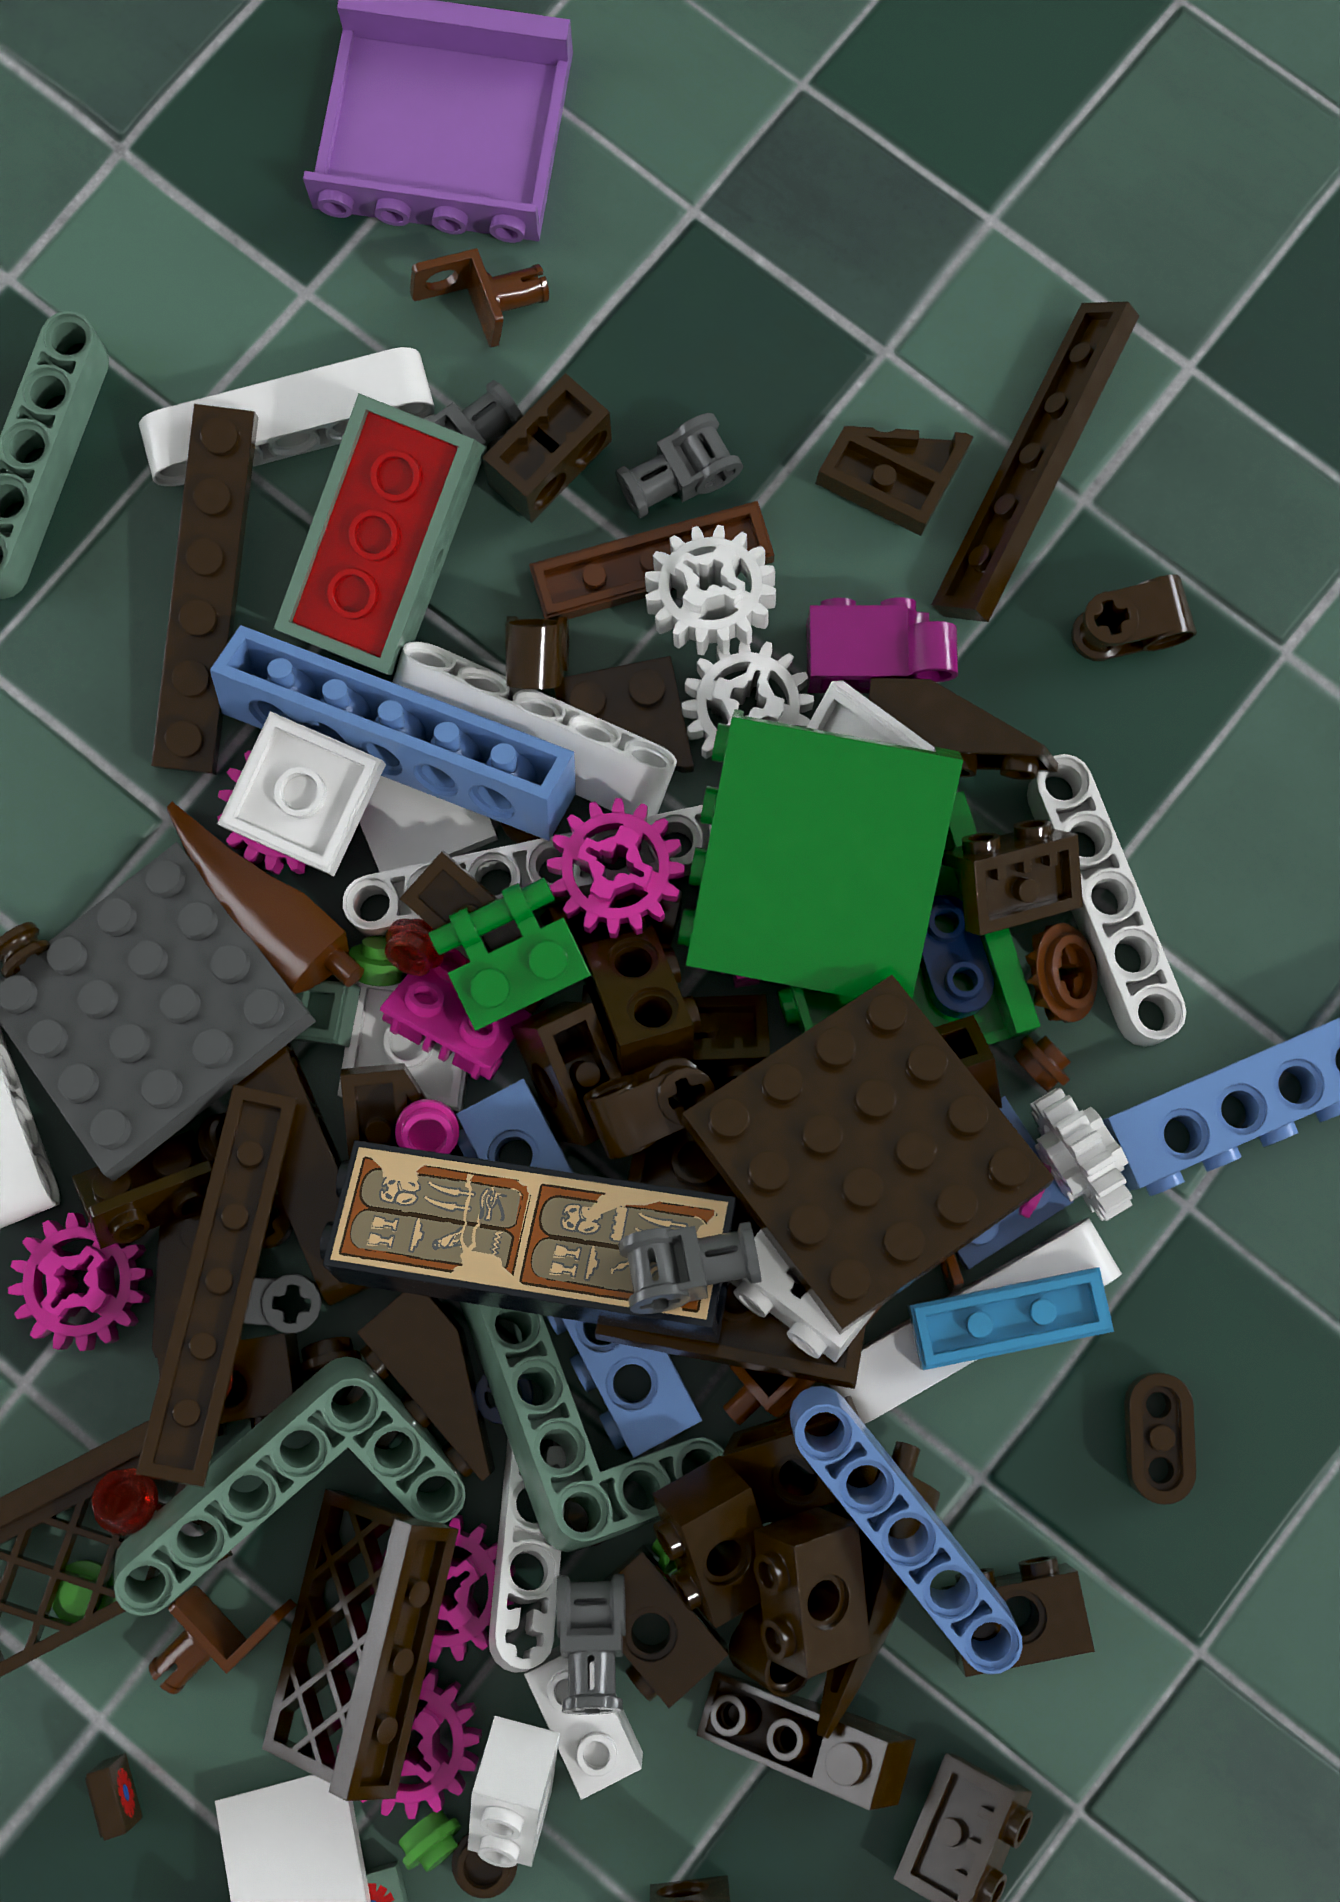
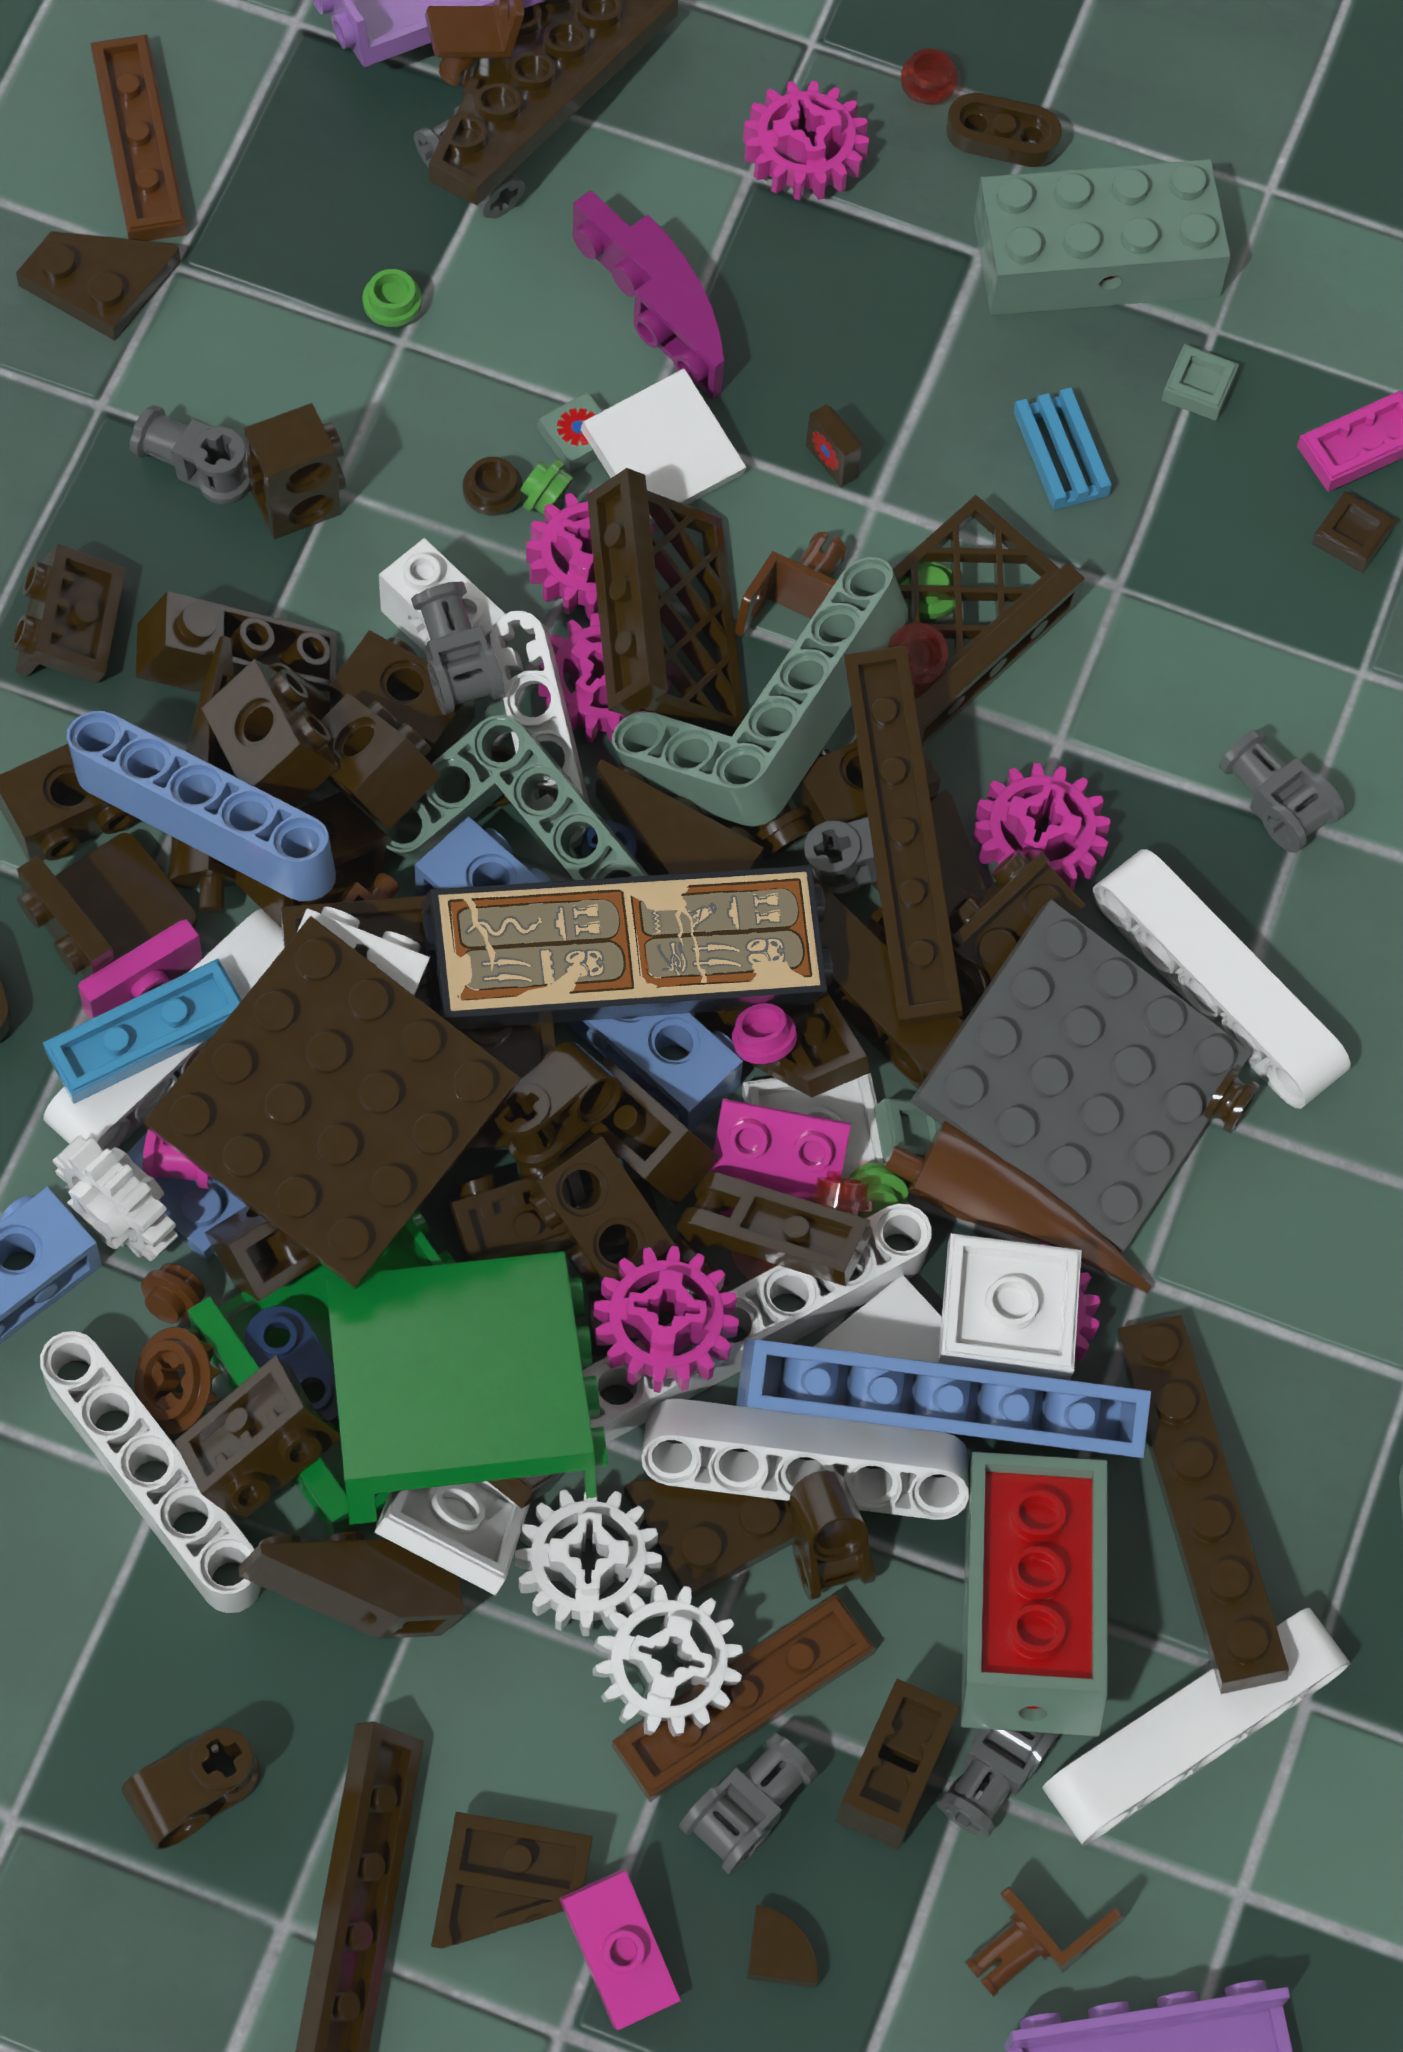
camera: 155 degrees right, 15 degrees down
(512, 1792) = (486, 525): white brick -> none
(518, 972) = (730, 1185): green plate -> none
(686, 1264) = (478, 925): dark grey connector -> none
(693, 353) = (780, 1951): none -> dark brown tile
(823, 384) = (619, 1949): none -> dark pink plate
(876, 642) = (468, 1663): magenta hinge -> none
(992, 1395) = (142, 969): none -> dark pink plate
(1011, 1479) = (102, 903): none -> dark brown bracket

